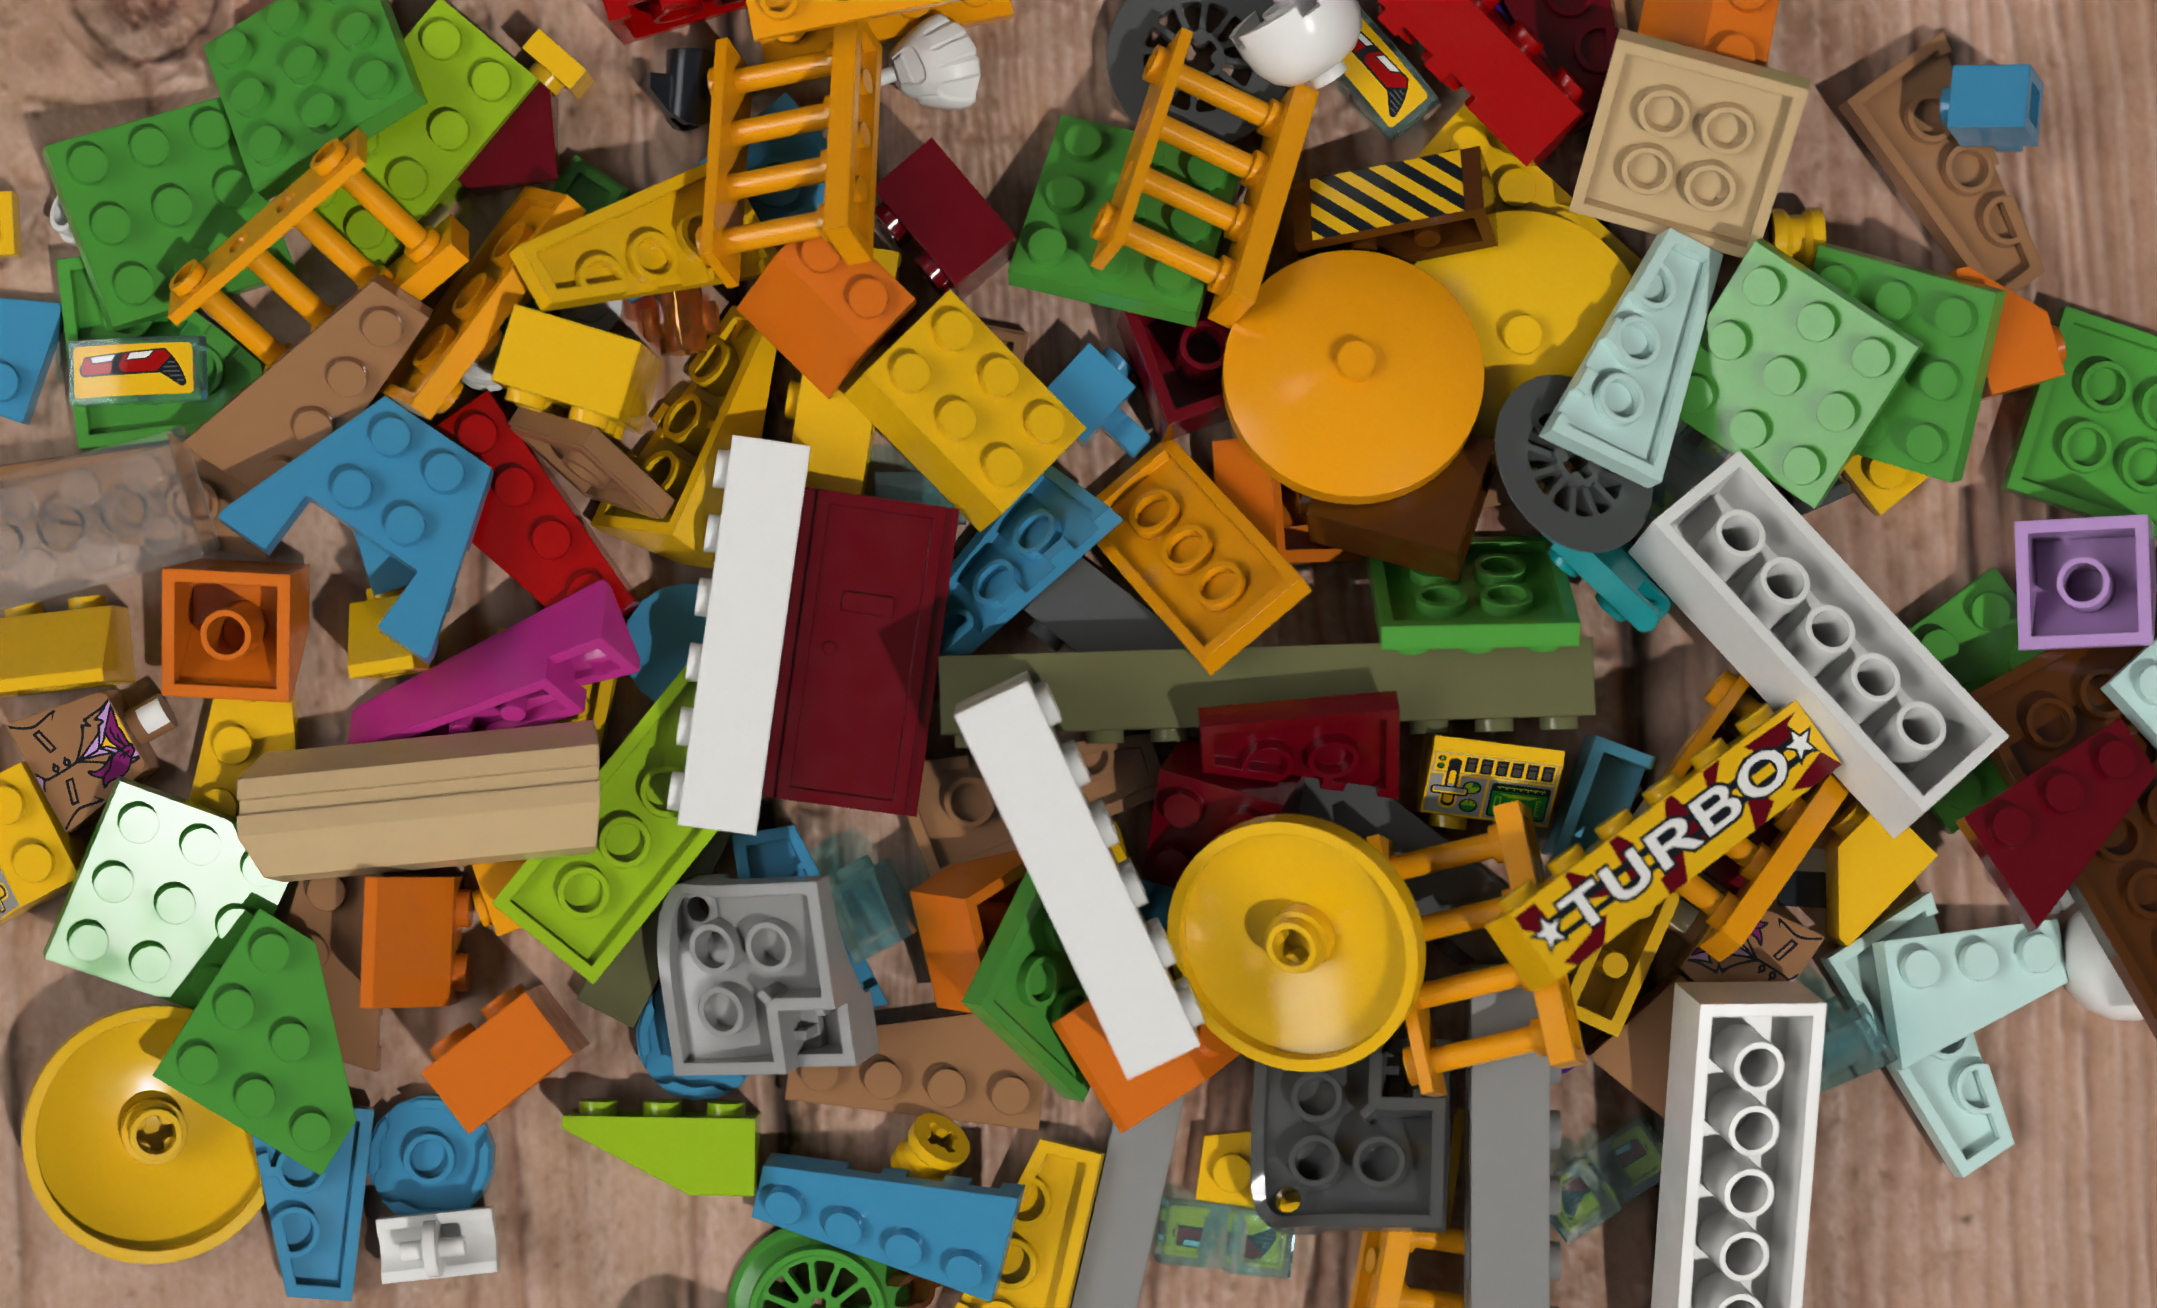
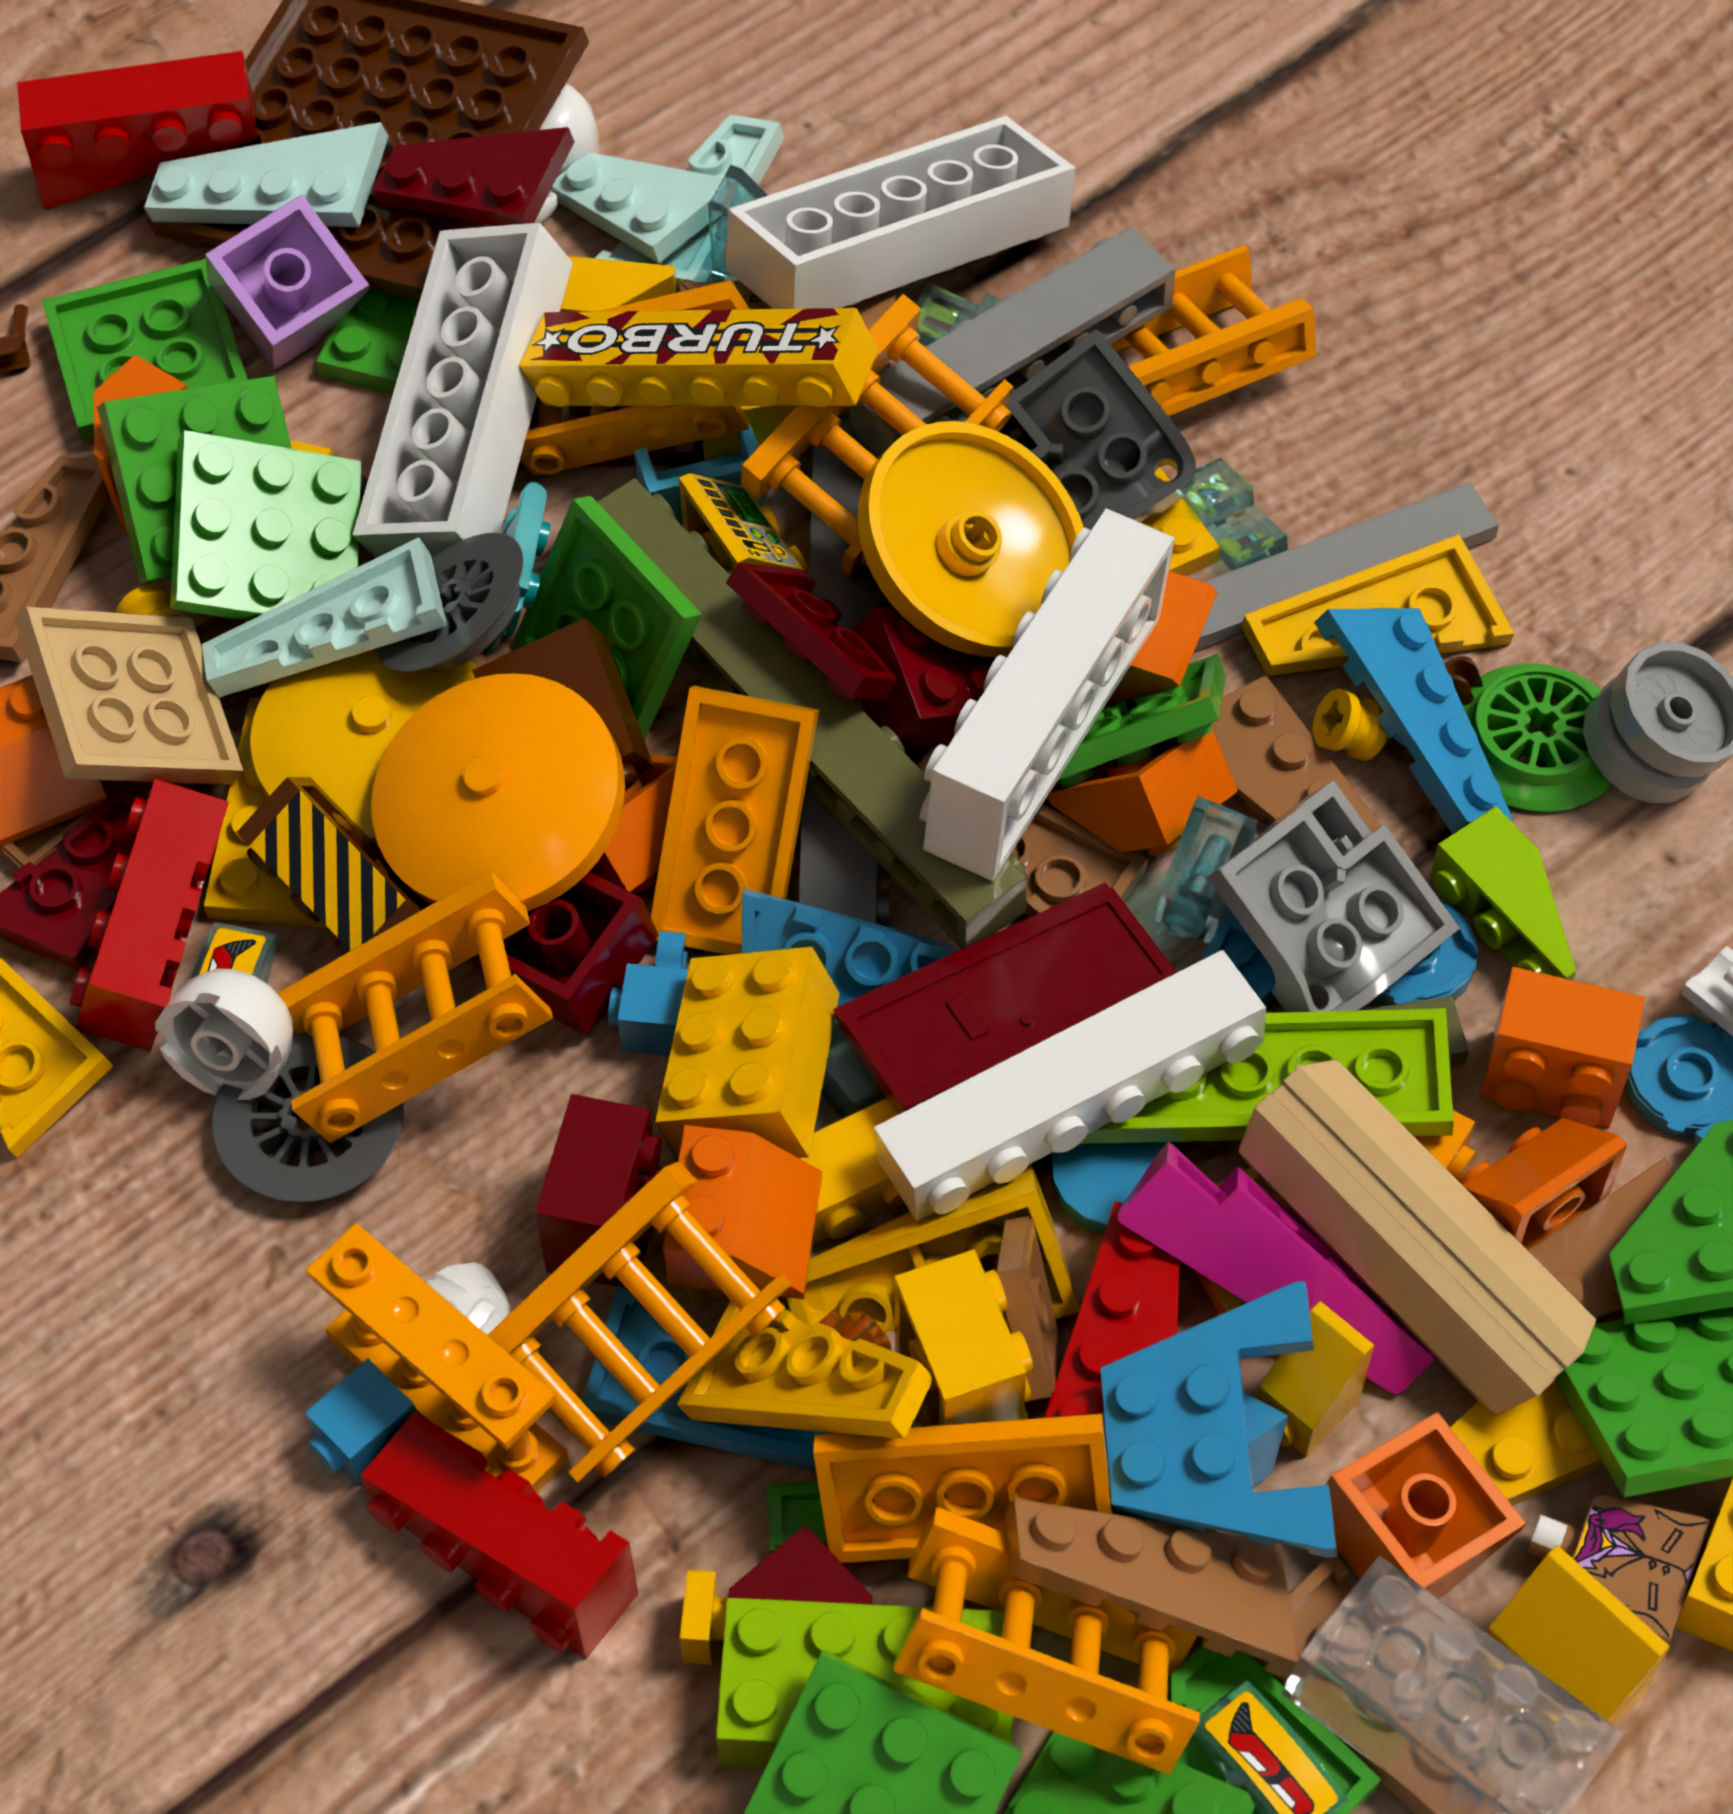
camera: 125 degrees left, 30 degrees down
(684, 88) = (637, 1495): black piece -> none
(1073, 186) = (513, 1093): bright green plate -> none

